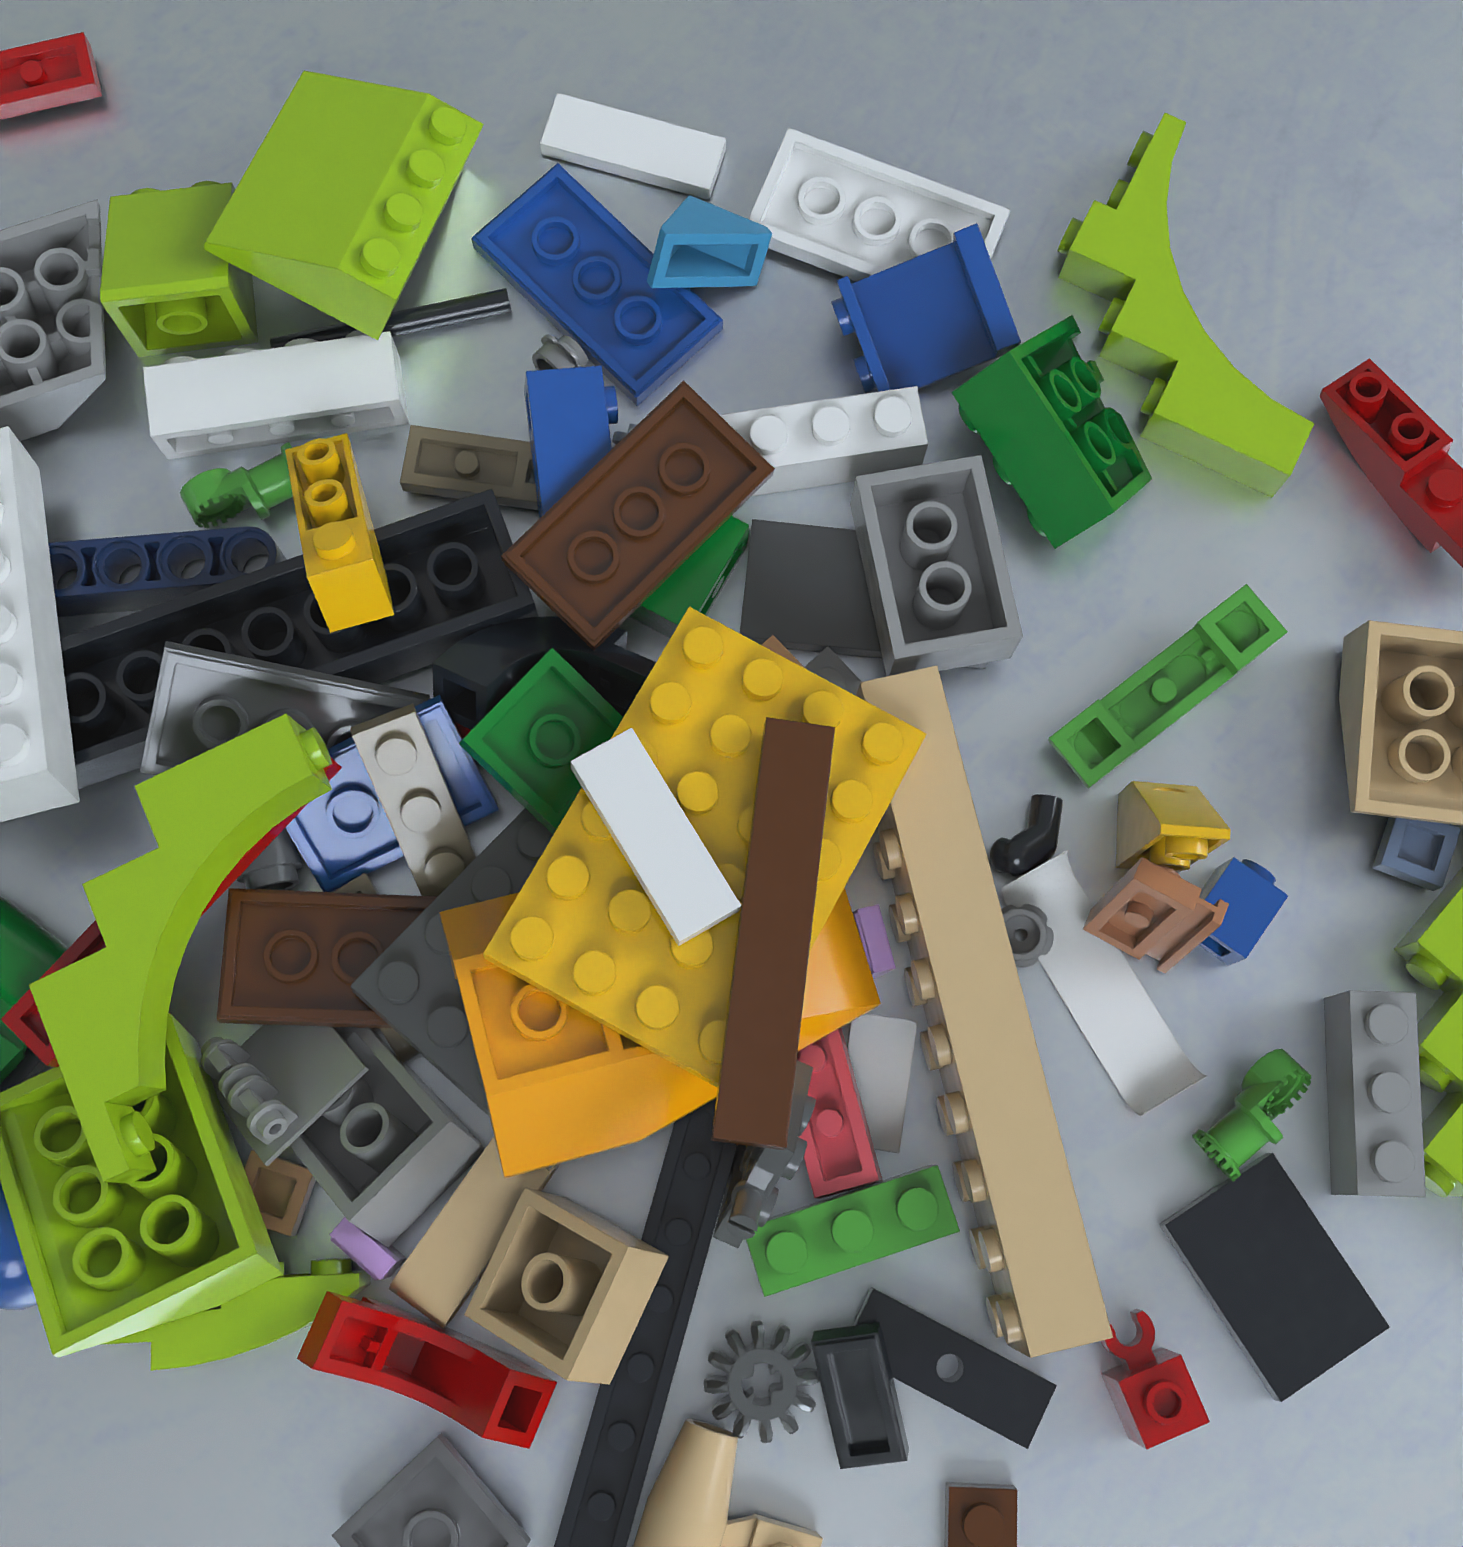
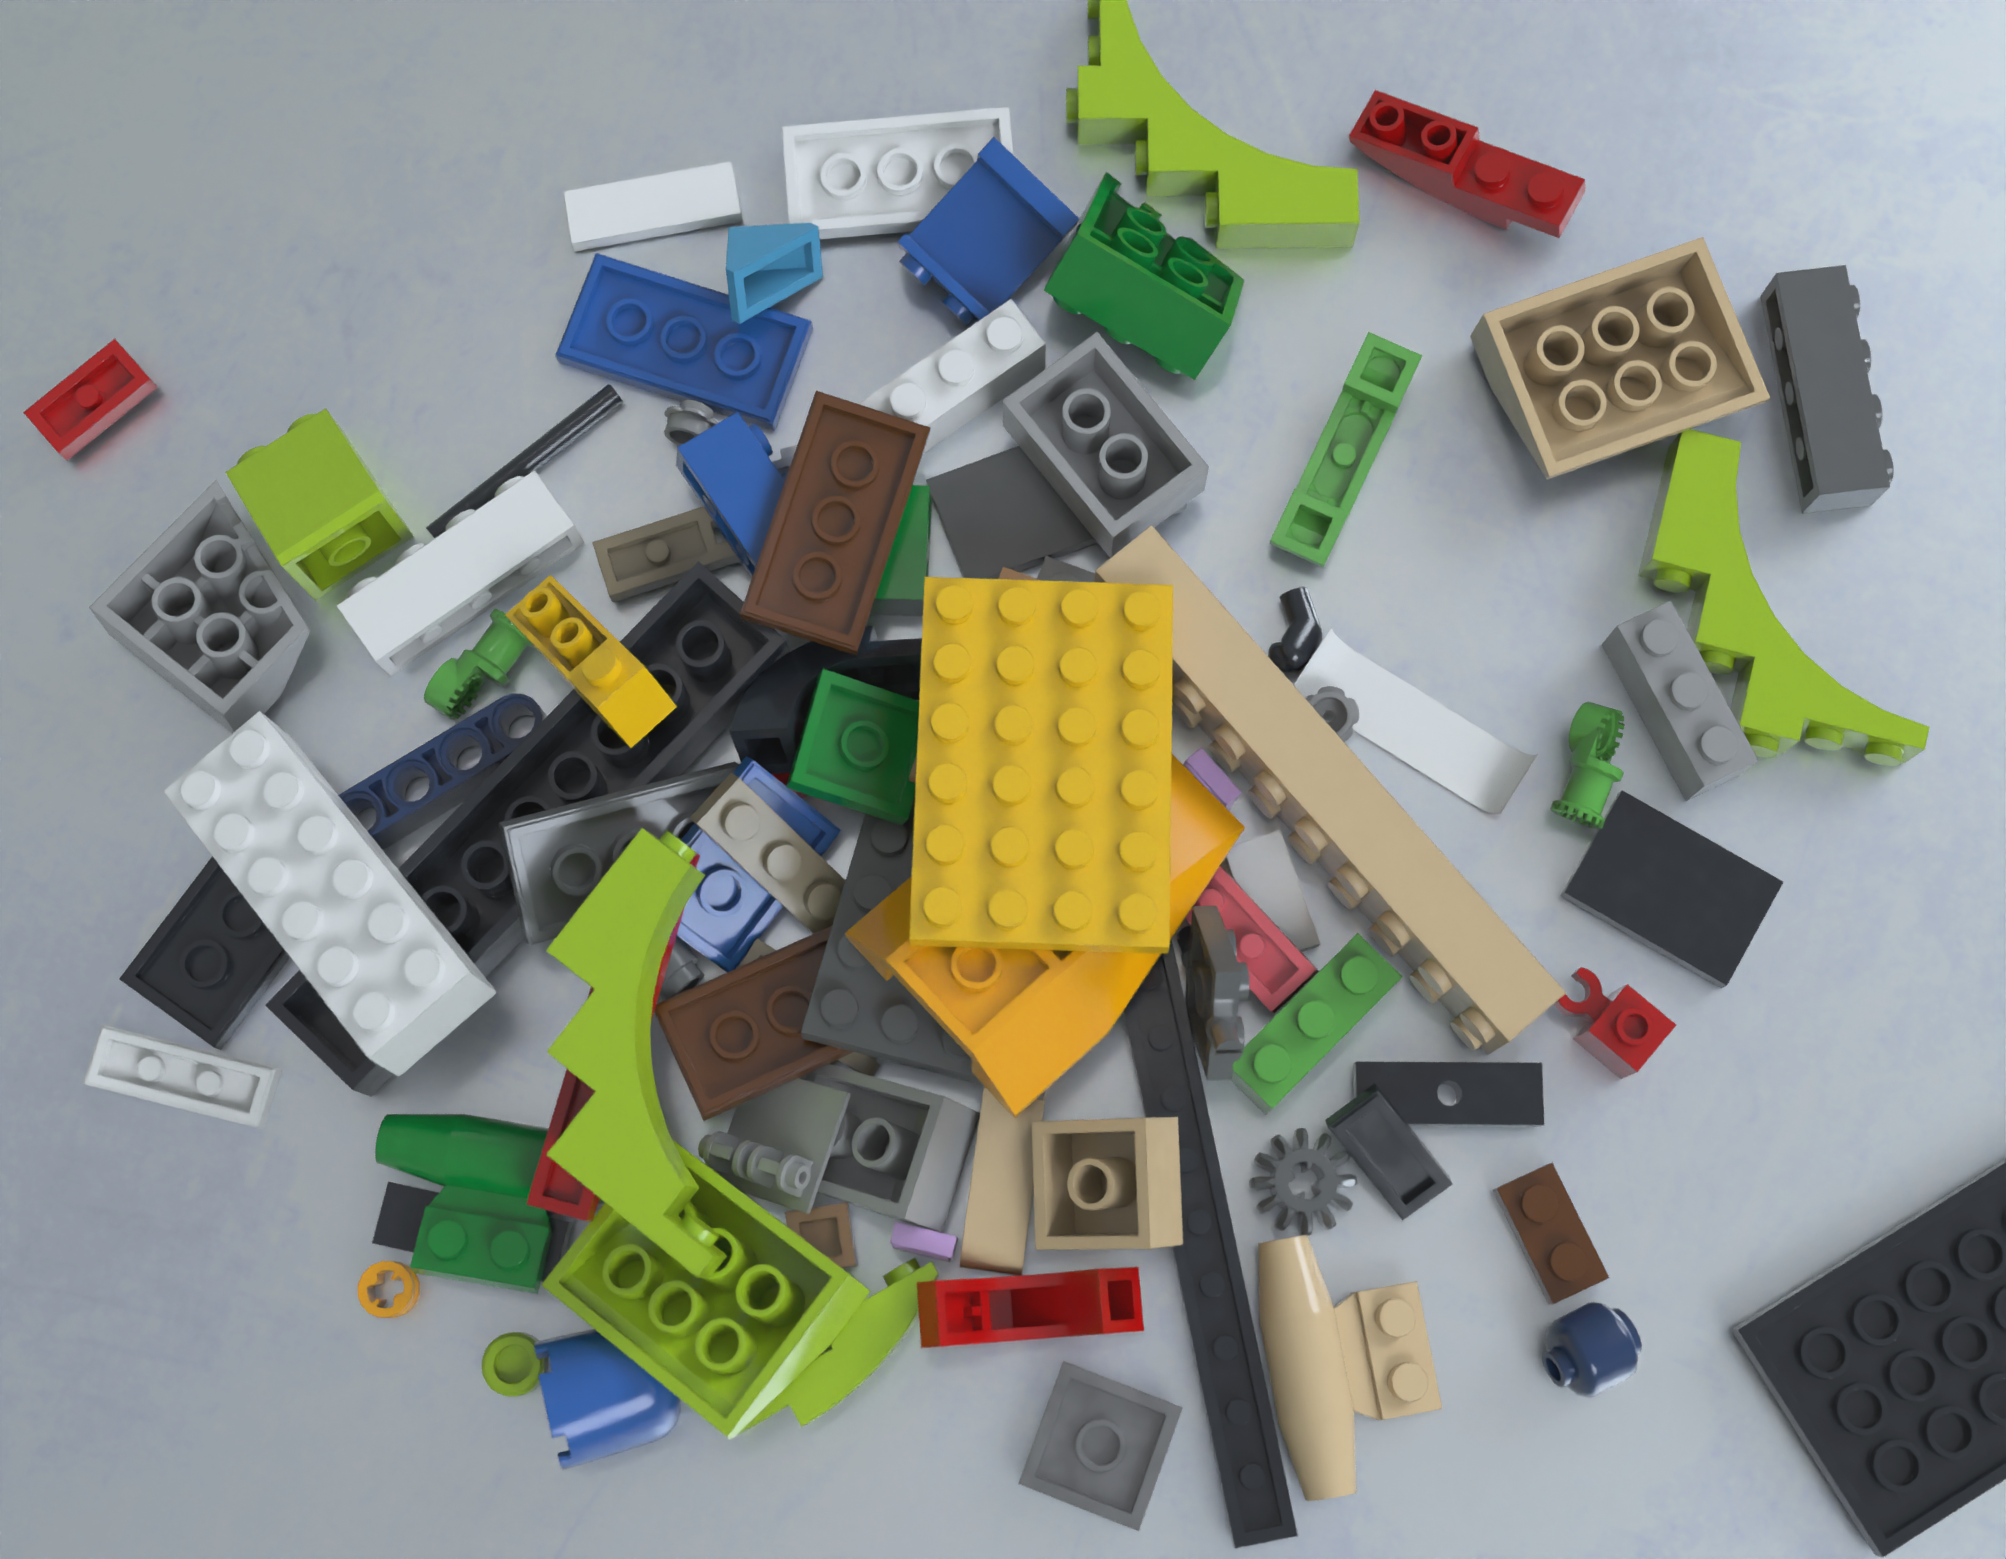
camera: 20 degrees left, 0 degrees up
(345, 195) = (437, 370): lime slope -> none
(655, 836) = (999, 775): white tile -> none
(774, 936) = (1136, 804): reddish brown tile -> none
(1154, 915) = (1430, 643): nougat plate -> none
(1166, 825) = (1403, 569): yellow slope -> none
(1251, 907) = (1491, 608): blue brick -> none
(1417, 851) = (1617, 485): sand blue plate -> none

